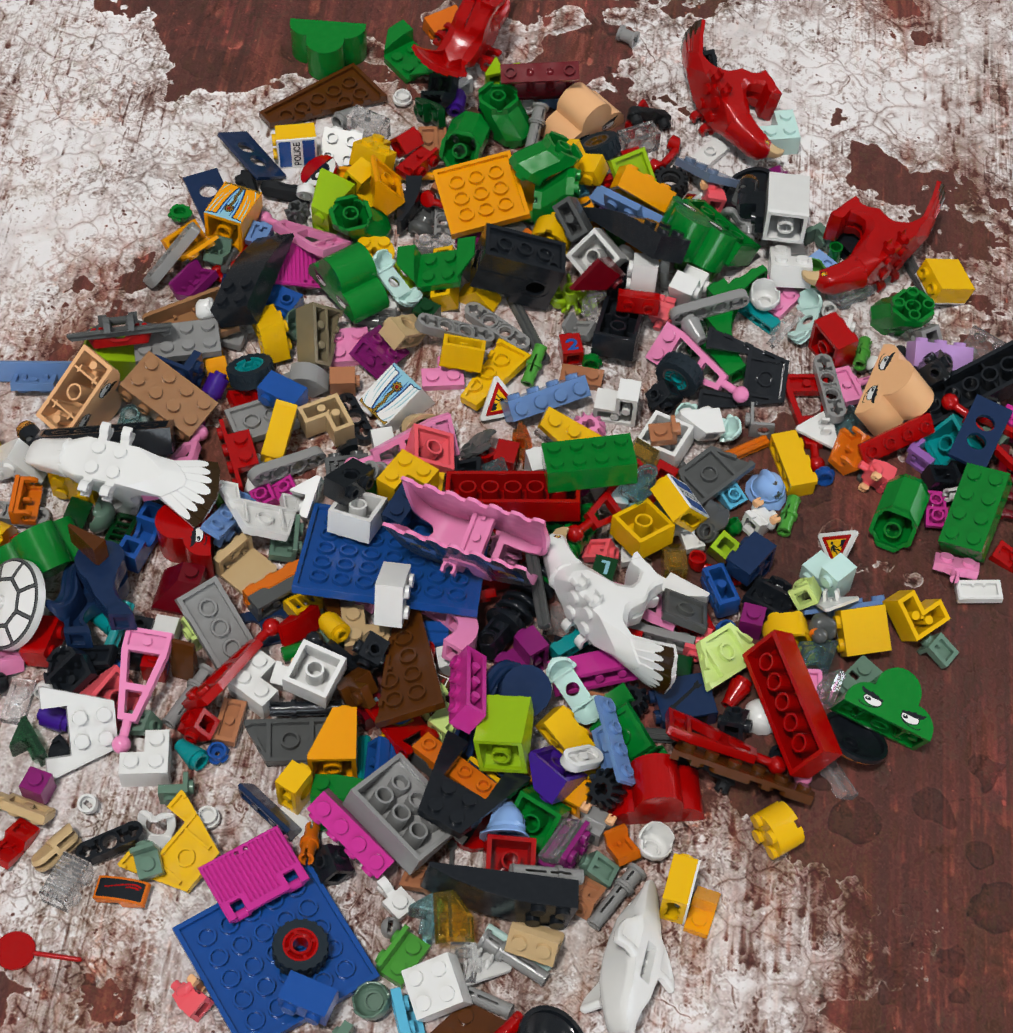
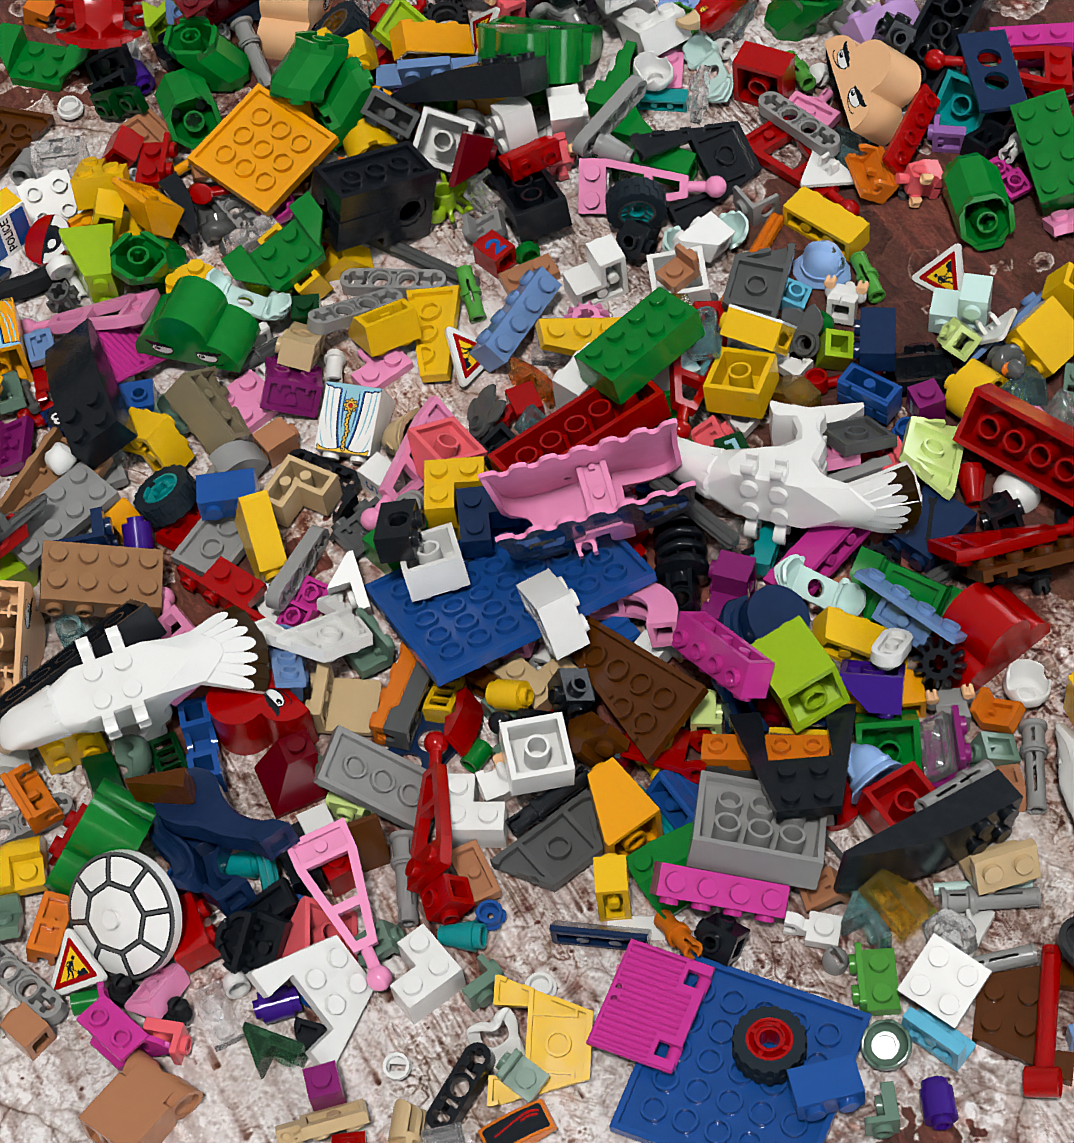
camera: 25 degrees left, 0 degrees up
(420, 353) = (334, 365): none -> white pin
(825, 475) = (869, 212): blue plate -> none

